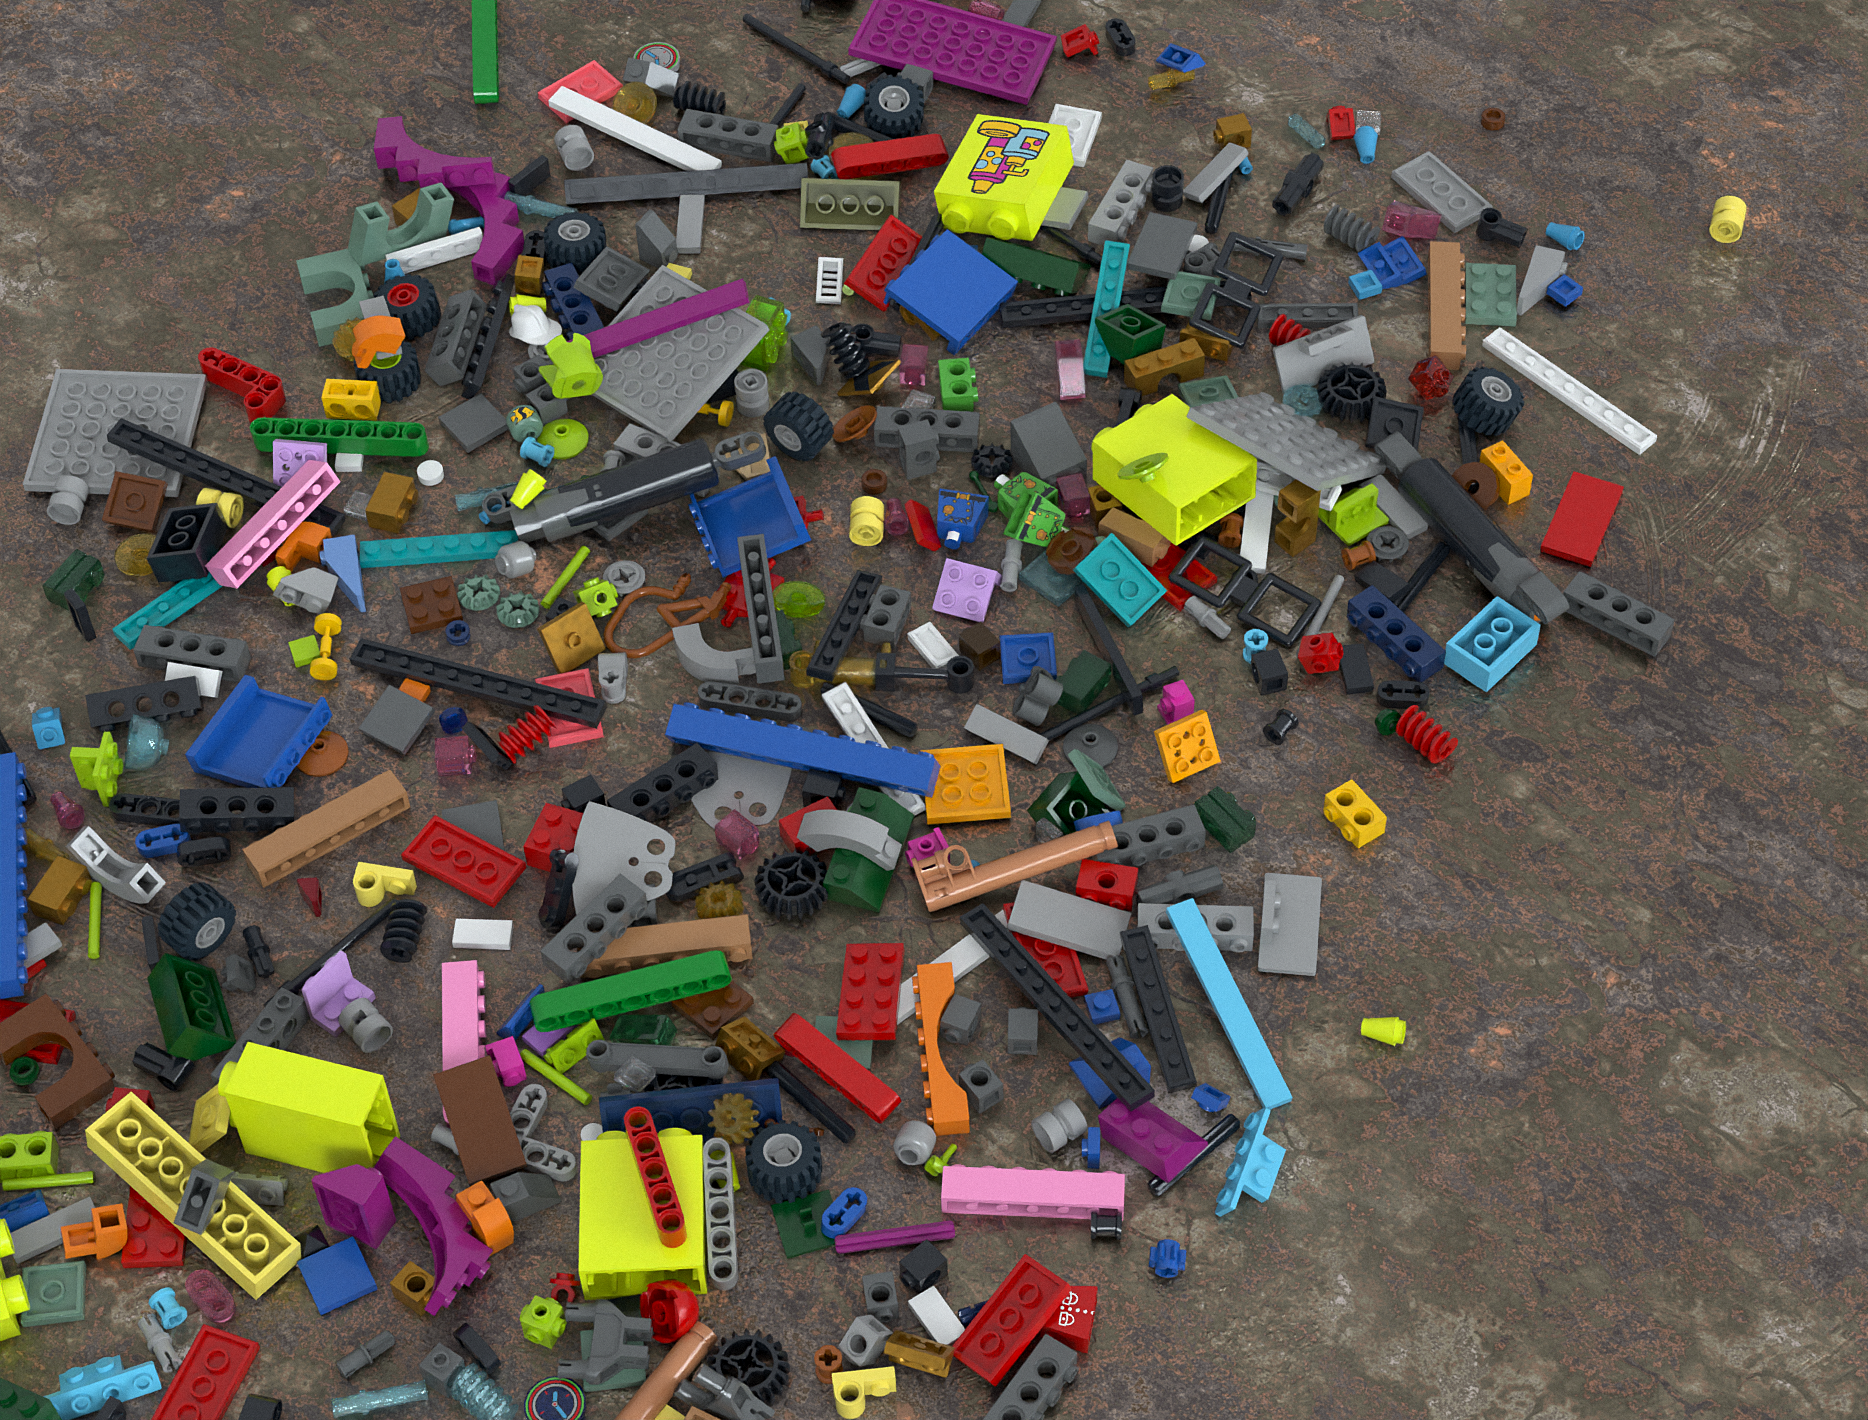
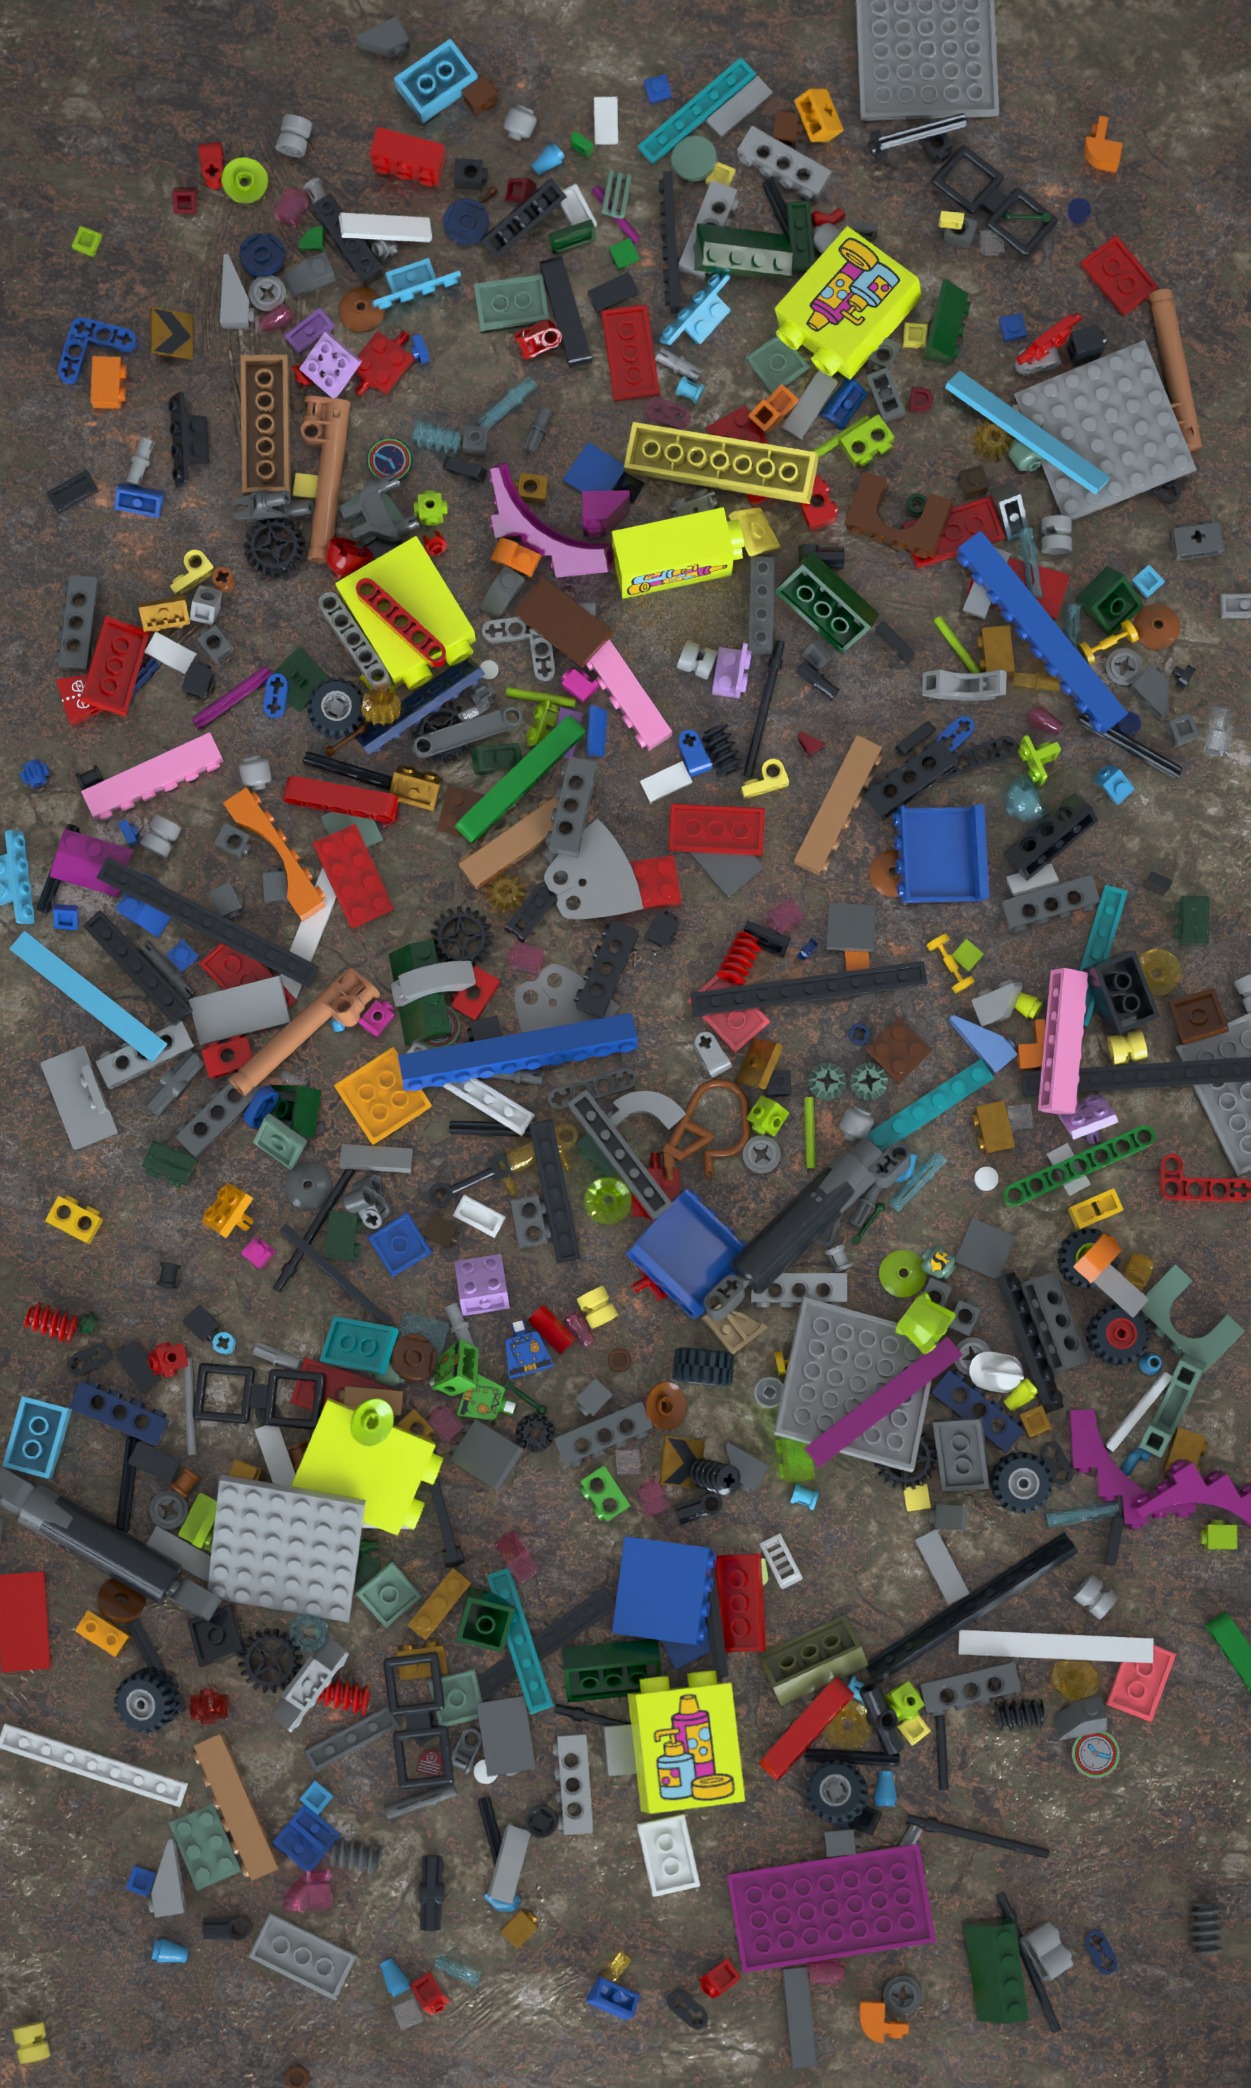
camera: 150 degrees right, 30 degrees up
(196, 921) = (870, 668): black wheel -> none
(203, 1195) = (702, 452): dark grey slope -> none
(435, 943) = (694, 757): none -> blue piece
(438, 141) = (1219, 1535): none -> lime brick
(527, 489) = (873, 1172): neon yellow cone -> none
(537, 451) = (910, 1242): medium azure bush -> none
(558, 888) = (626, 835): black plate -> none
(935, 1164) = (229, 765): lime hand -> none
(1246, 268) = (430, 1763): none -> dark red tile

